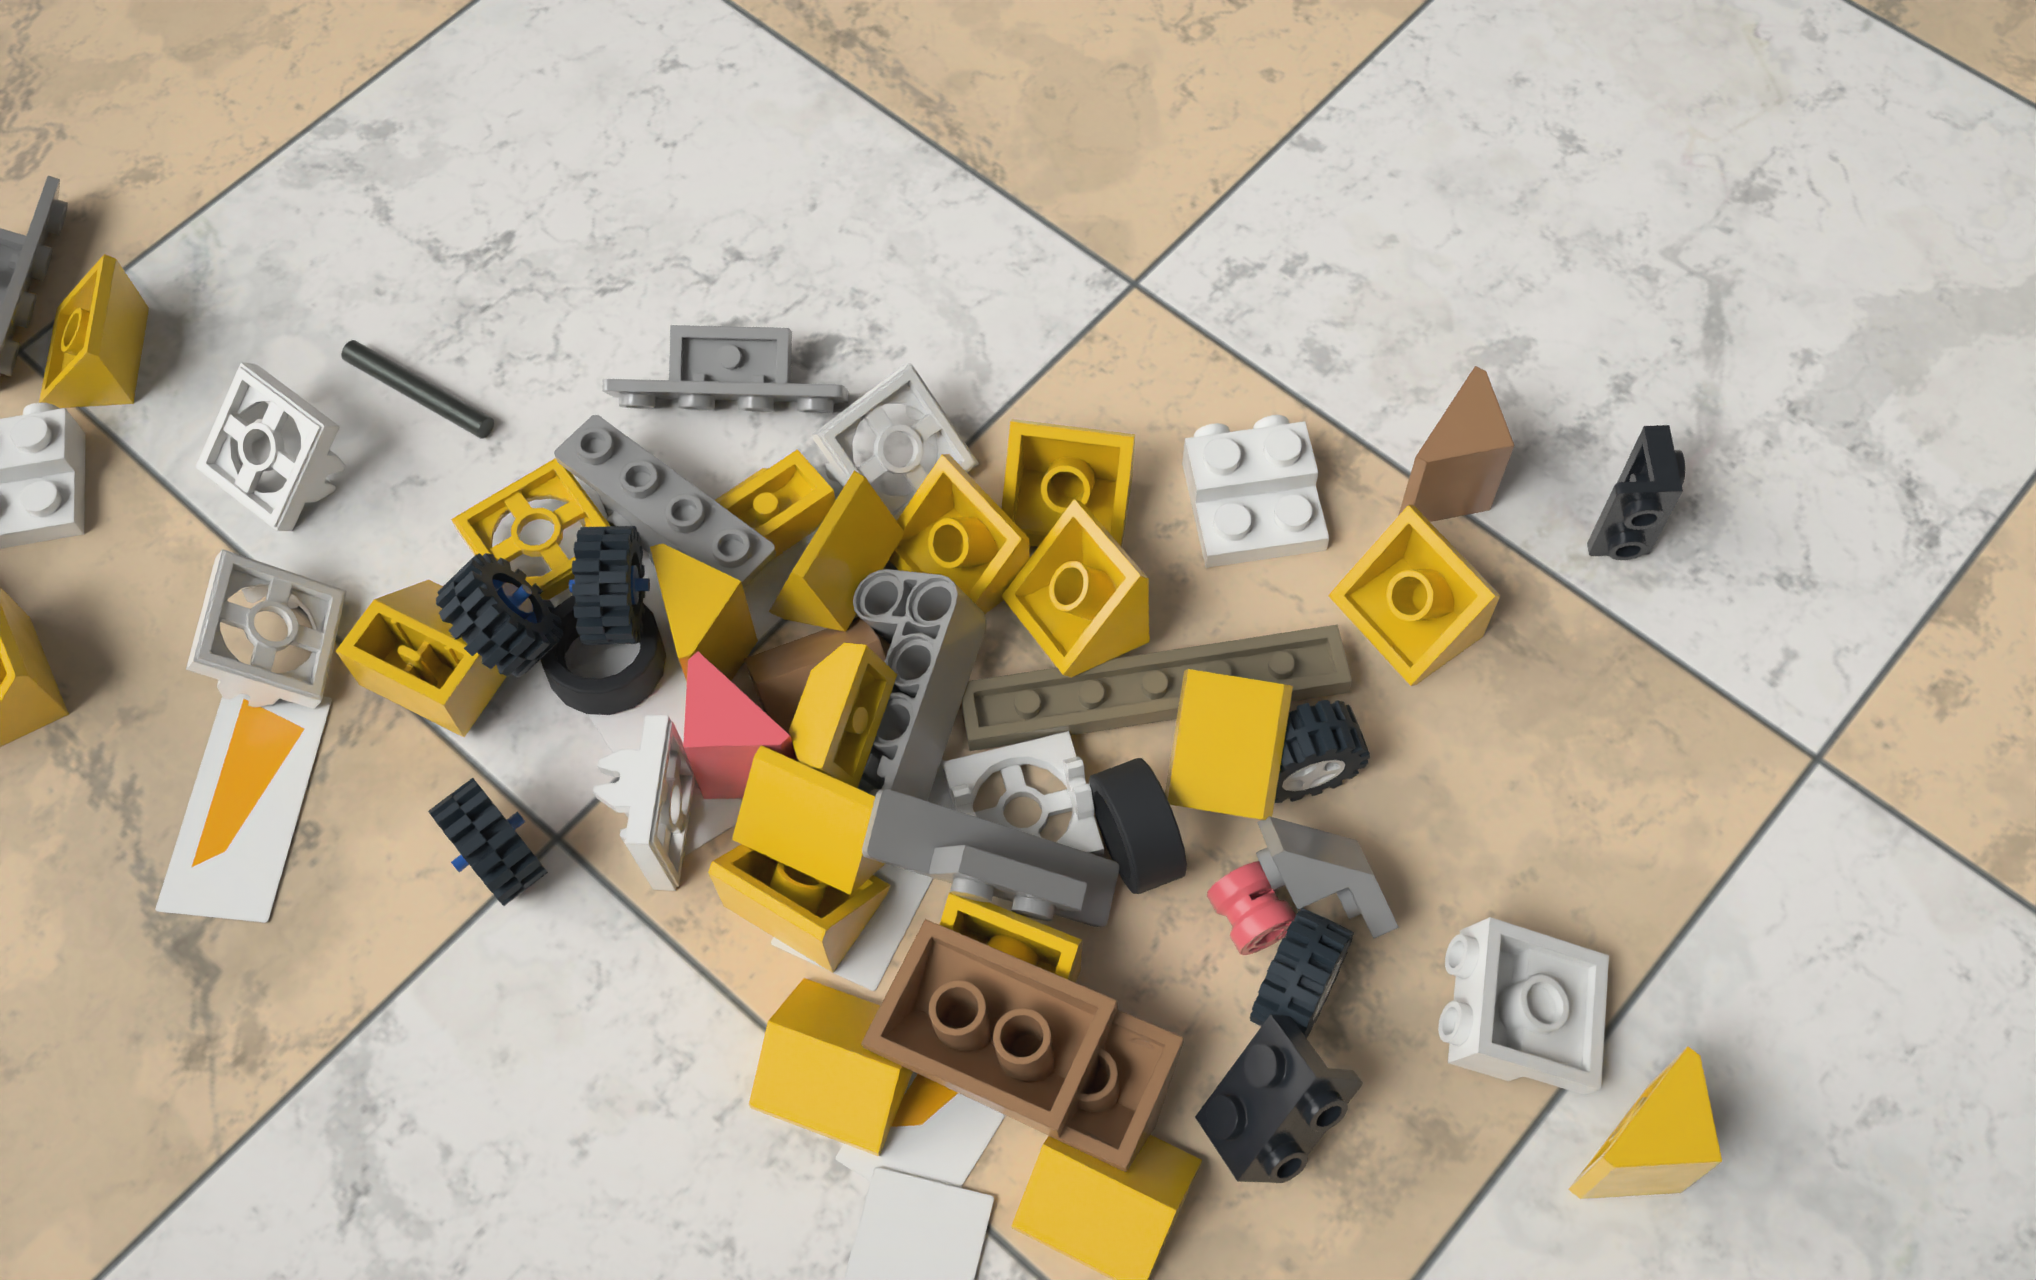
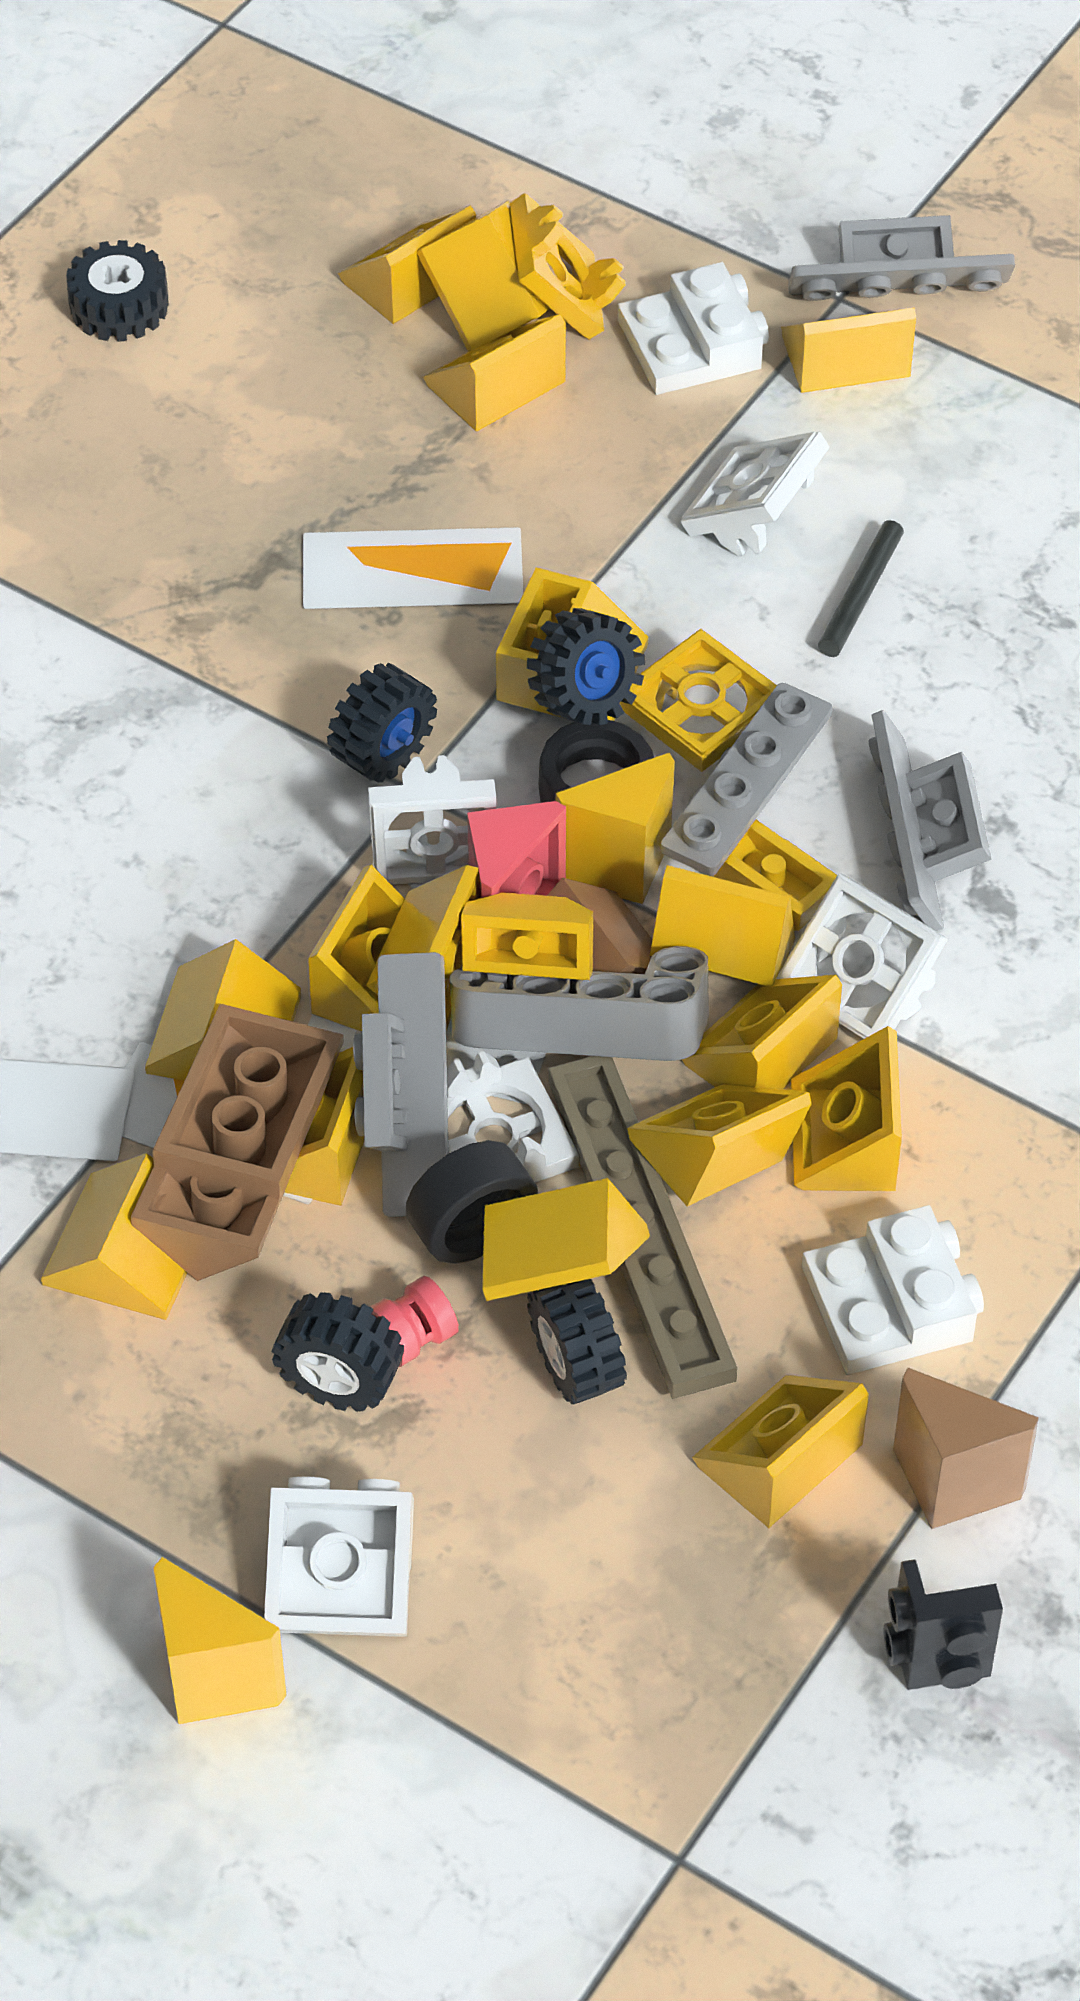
camera: 80 degrees right, 10 degrees down
(282, 592) = (603, 484): white piece -> none
(609, 585) = (628, 729): black wheel -> none
(1275, 1104) = (195, 1340): black bracket -> none
(1323, 864) = (451, 1341): light grey slope -> none

